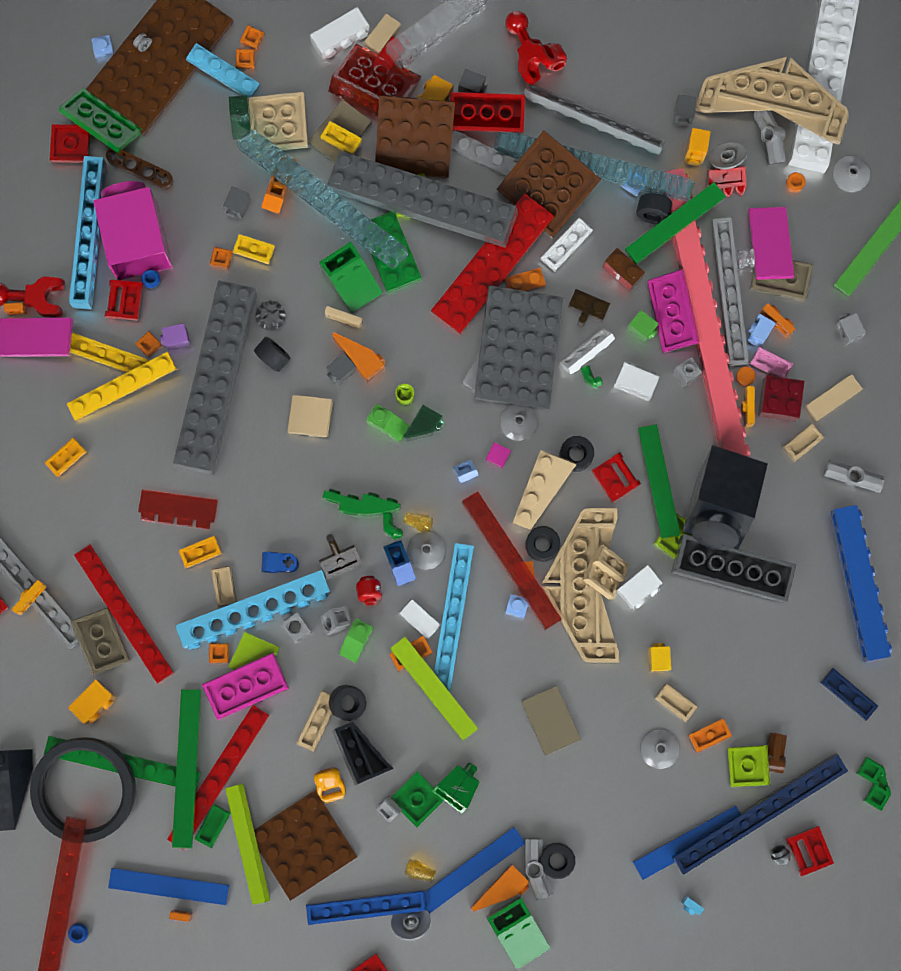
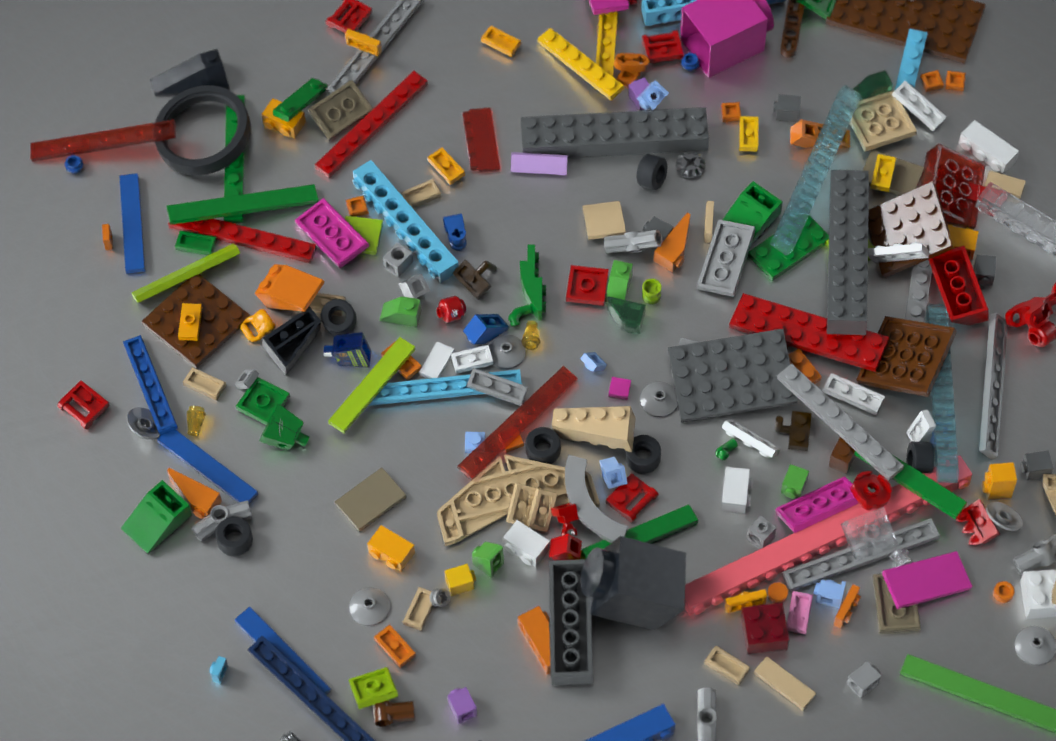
camera: 80 degrees right, 20 degrees down
(78, 680) = (300, 99): none -> green plate
(132, 335) = (631, 62): none -> orange beam
(190, 327) = (645, 99): none -> light blue brick
(226, 460) = (539, 163): none -> lavender tile
(274, 80) = (919, 105): none -> white plate
(305, 743) = (288, 288): none -> orange slope
(310, 852) = (190, 322): none -> light orange plate
(347, 395) = (633, 242): none -> light grey piece
(378, 852) = (204, 383): none -> tan tile
(379, 453) = (587, 285): none -> red plate
(390, 313) = (726, 258): none -> light grey plate
(391, 695) = (350, 350): none -> clear blue torso
(428, 585) = (472, 358): none -> white plate
(441, 152) = (898, 252): none -> white plate
(470, 569) = (497, 386): none -> light grey tile
(590, 487) = (613, 472): none -> light blue brick
(604, 266) = (840, 422): none -> light grey plate
(610, 714) = (390, 548): none -> light orange brick
(618, 523) = (587, 510): none -> light grey tile
(623, 541) = (566, 514): none -> red piece
(626, 196) = (921, 427): none -> white plate
(646, 626) = (488, 558): none -> bright green slope
(657, 553) = (565, 548): none -> red brick
(672, 681) = (437, 602): none -> light grey bush
(681, 270) = (867, 498): none -> red plate
(725, 277) = (869, 534): none -> clear brick
(732, 601) = (535, 628): none -> orange slope
(784, 689) = (462, 704): none -> medium lavender brick

